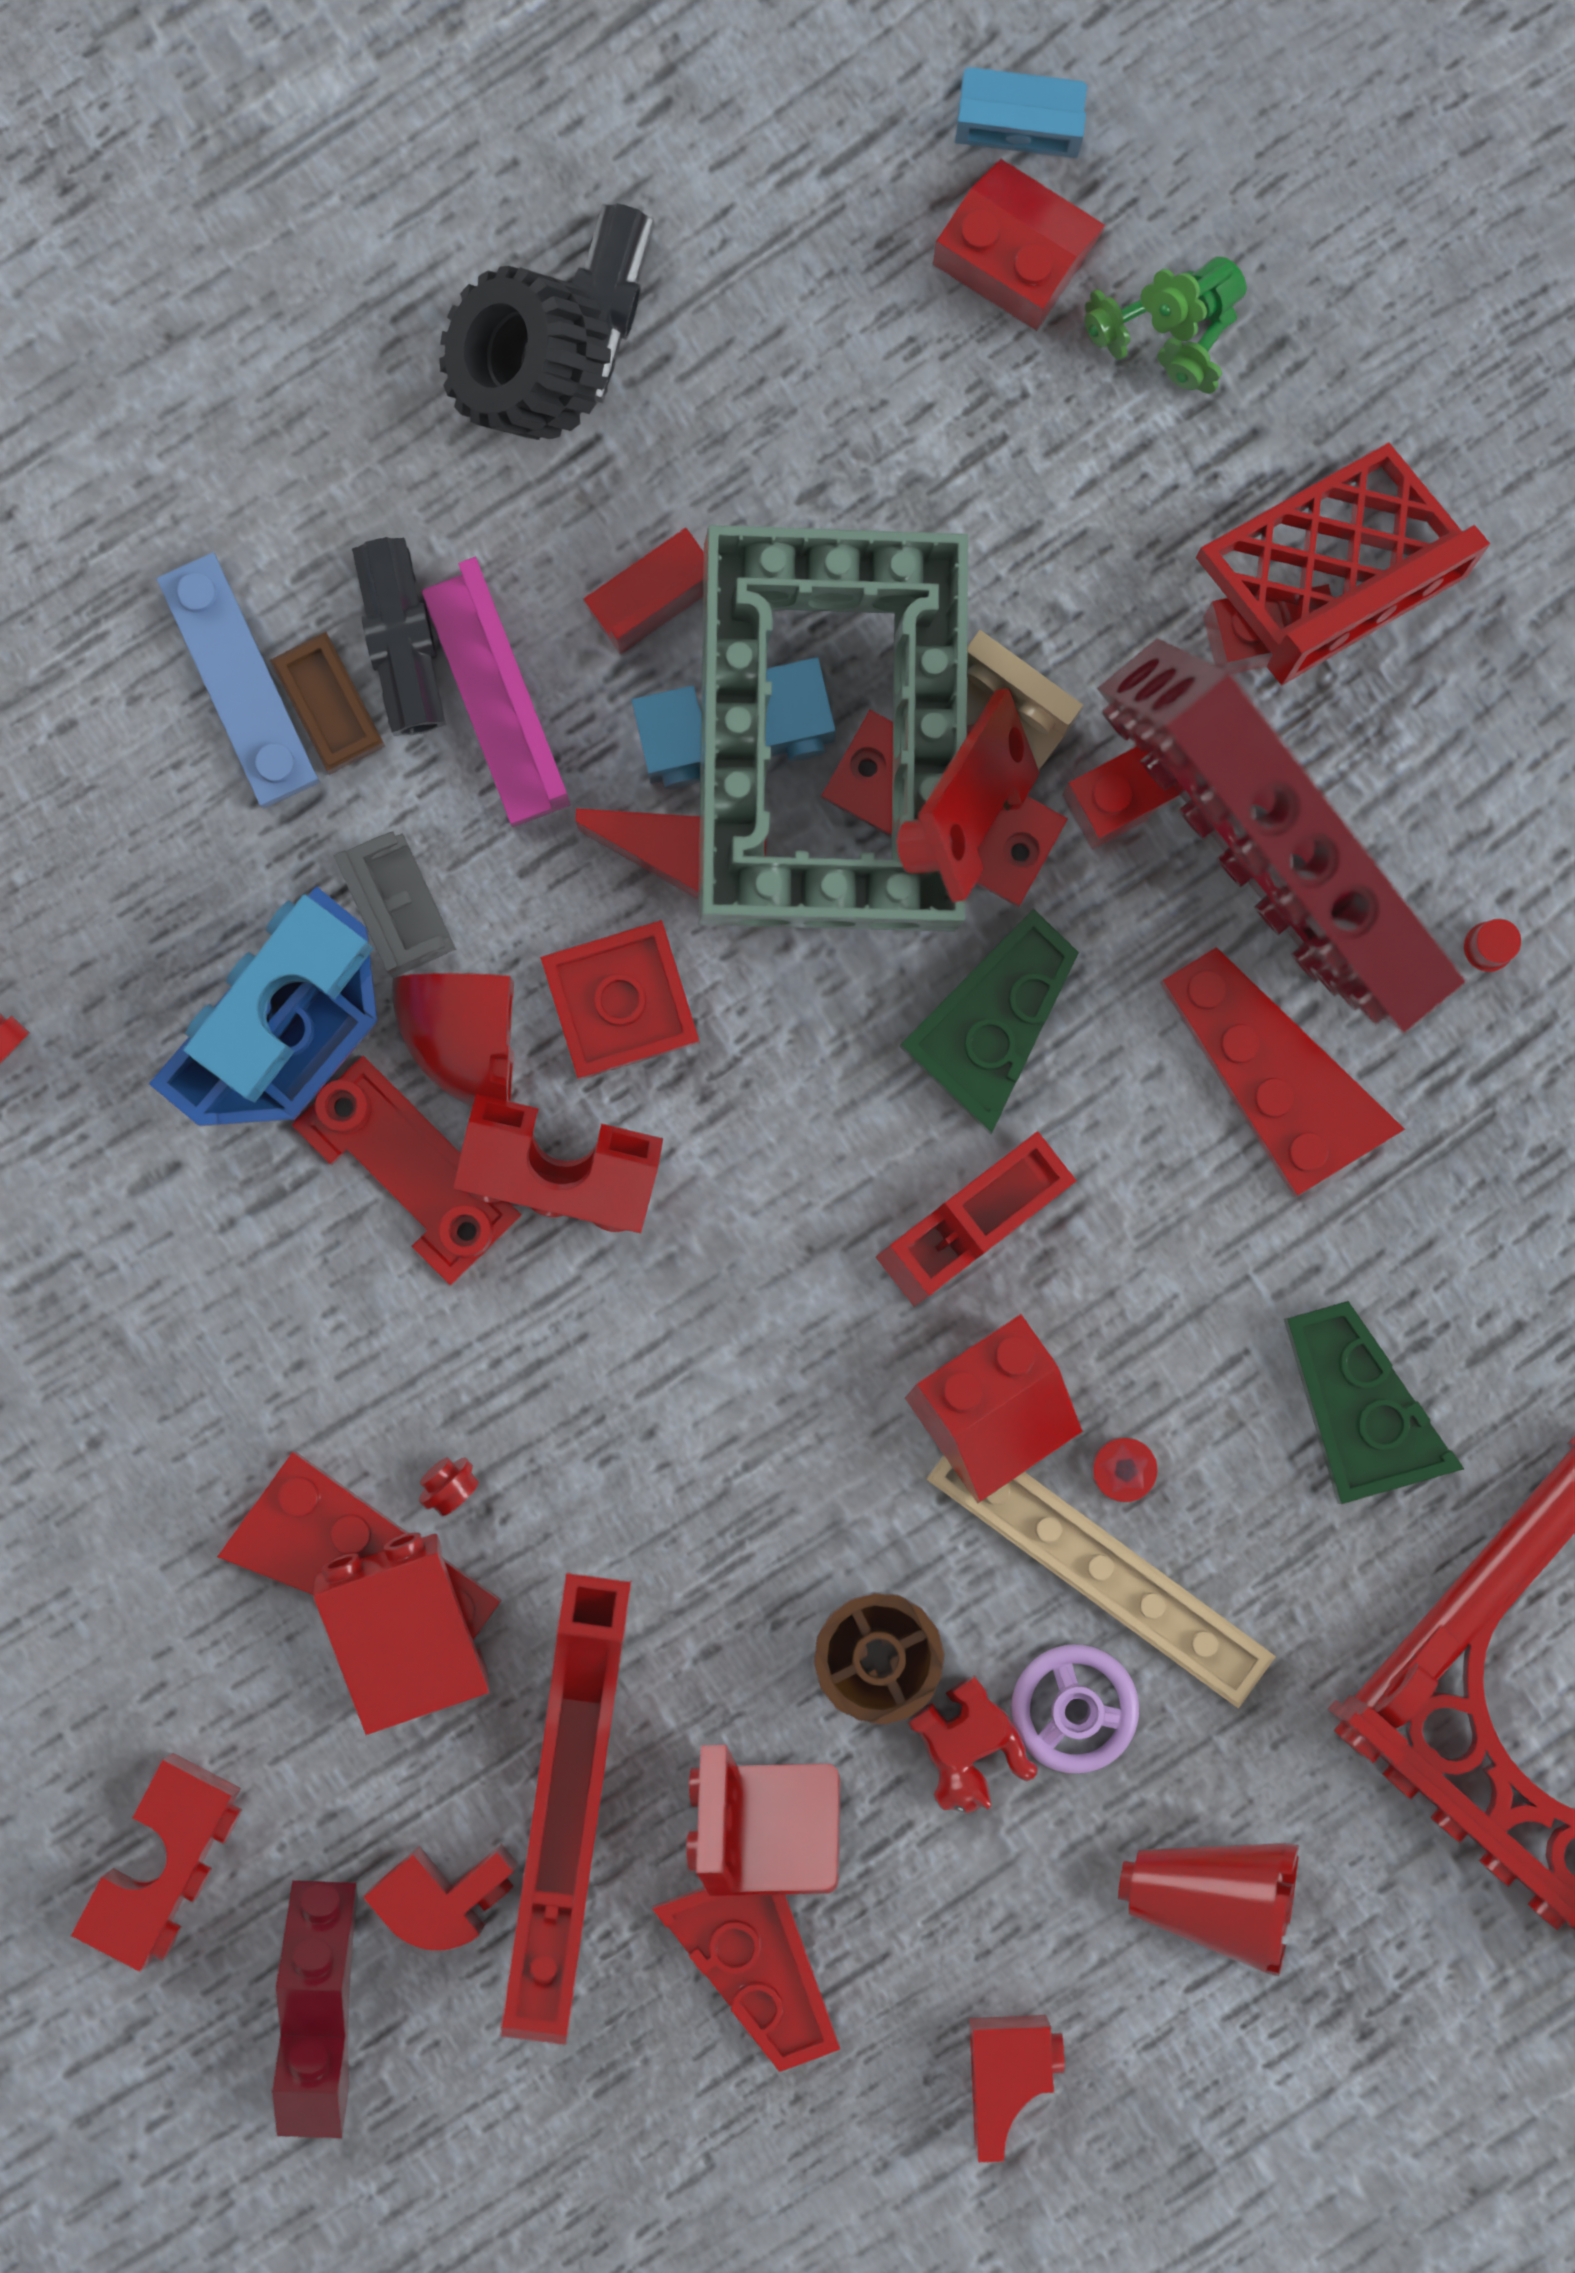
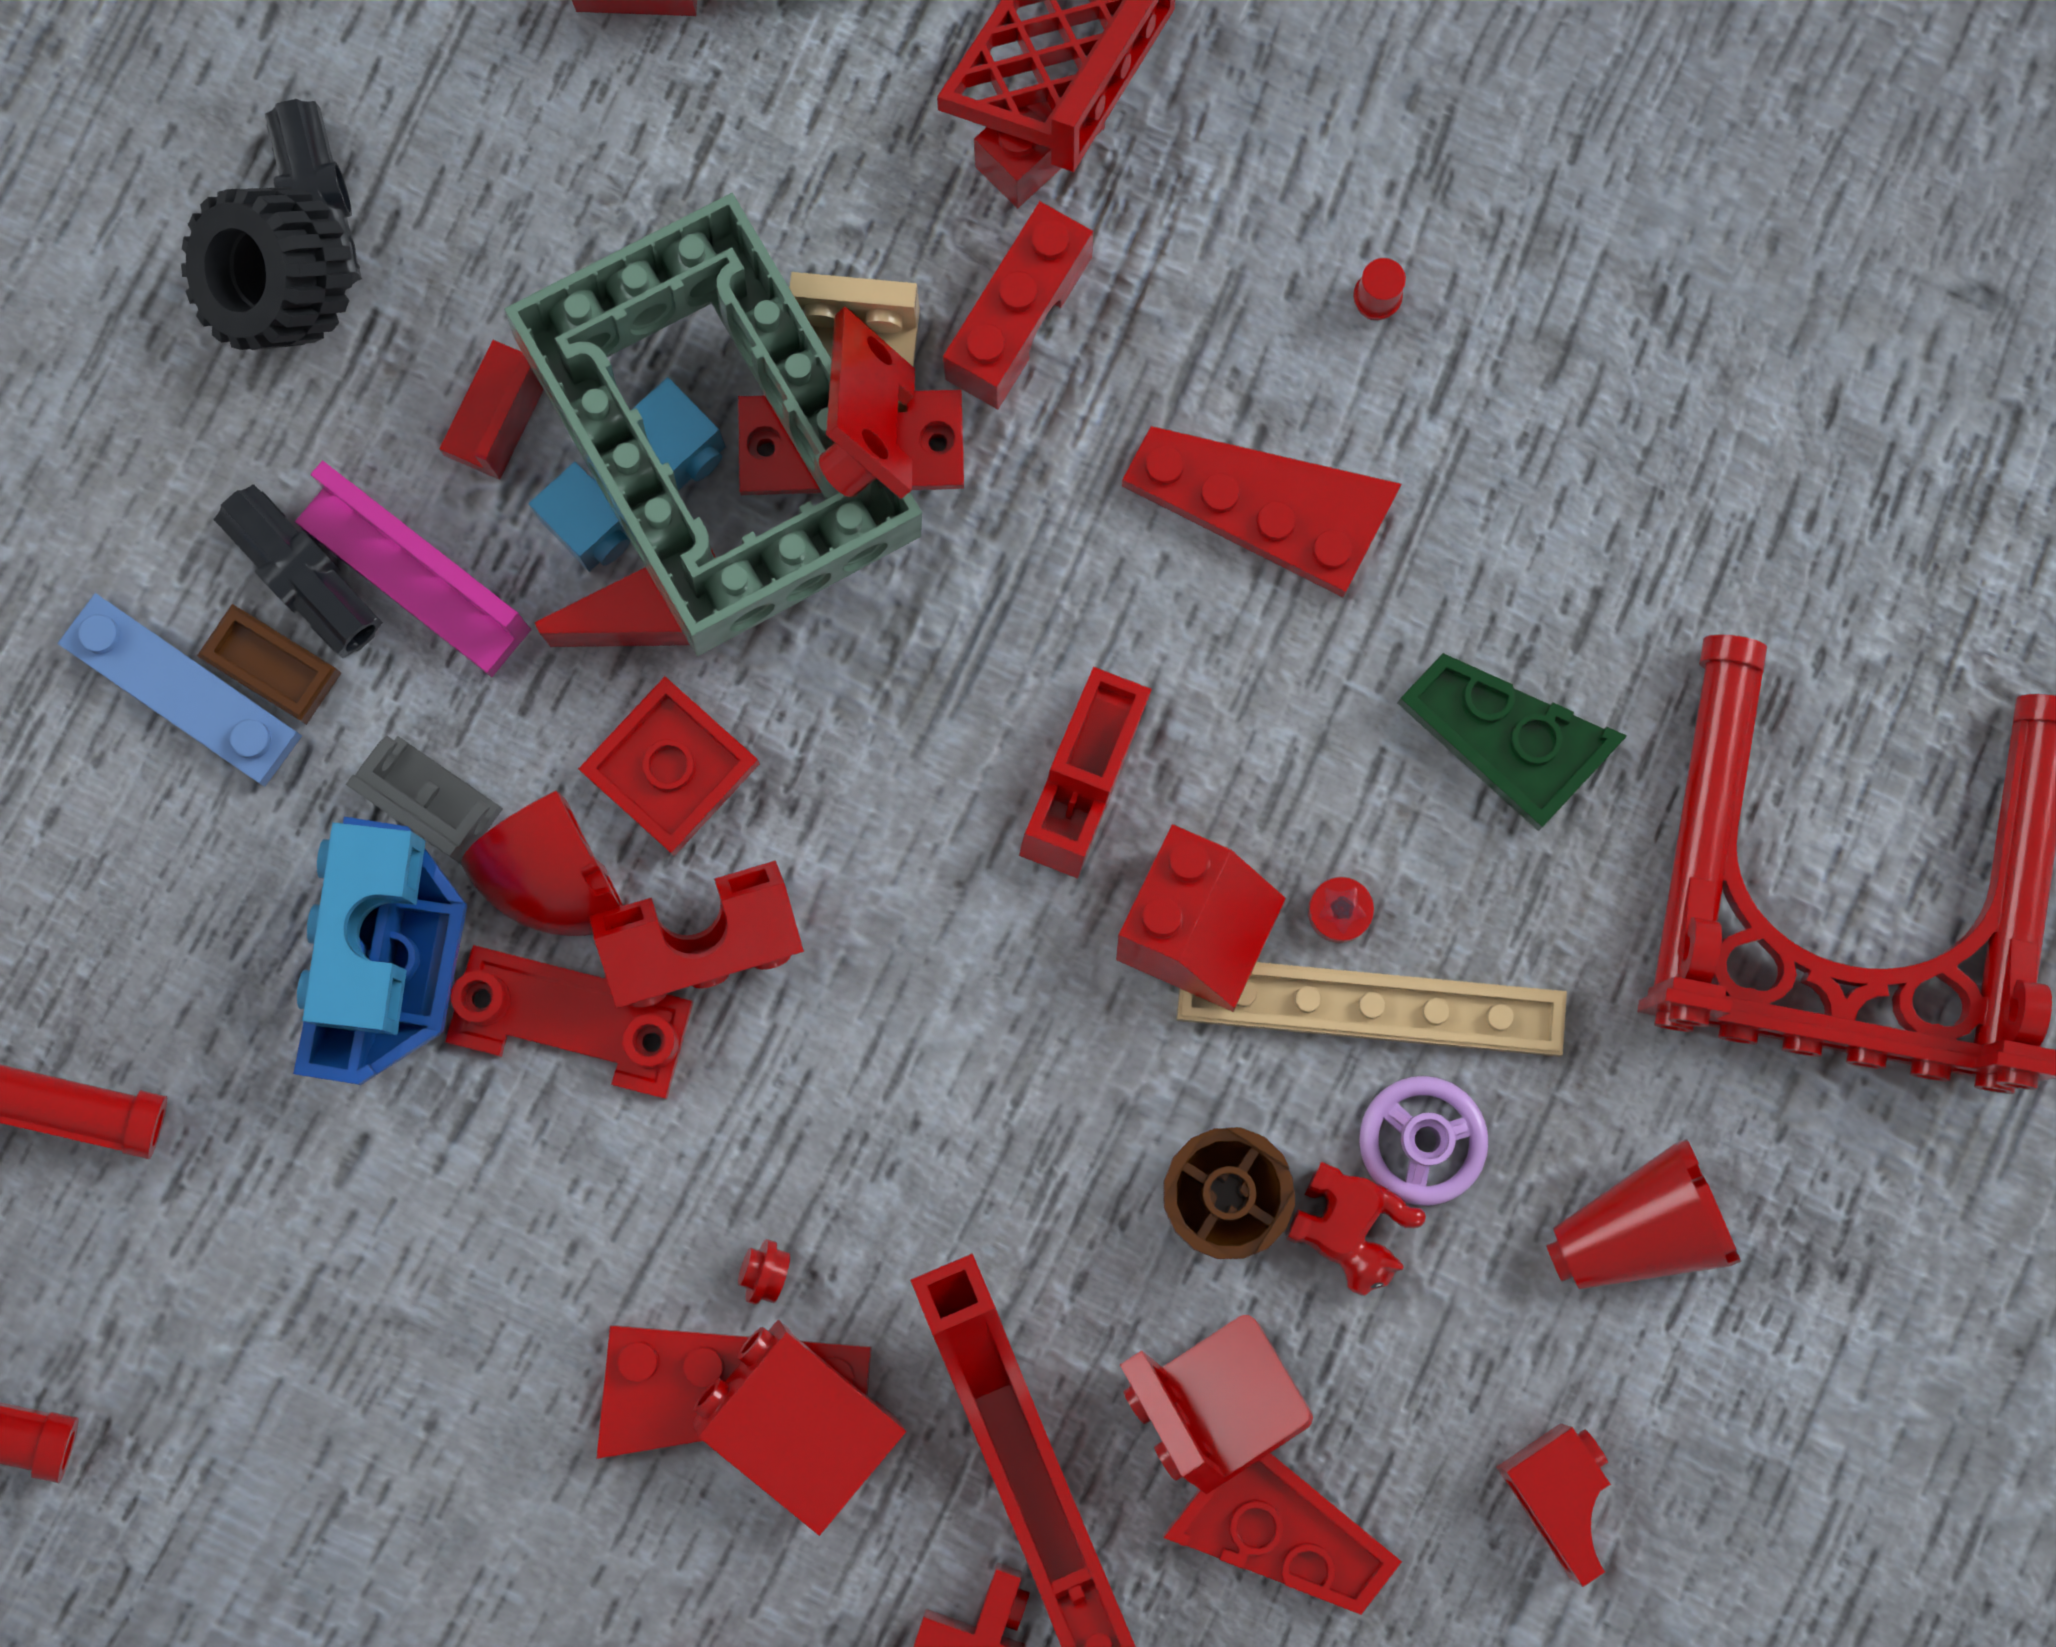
camera: 25 degrees left, 5 degrees down
(992, 1019) = (998, 595): dark green wing -> none
(1335, 898) = (1036, 207): dark red brick -> none

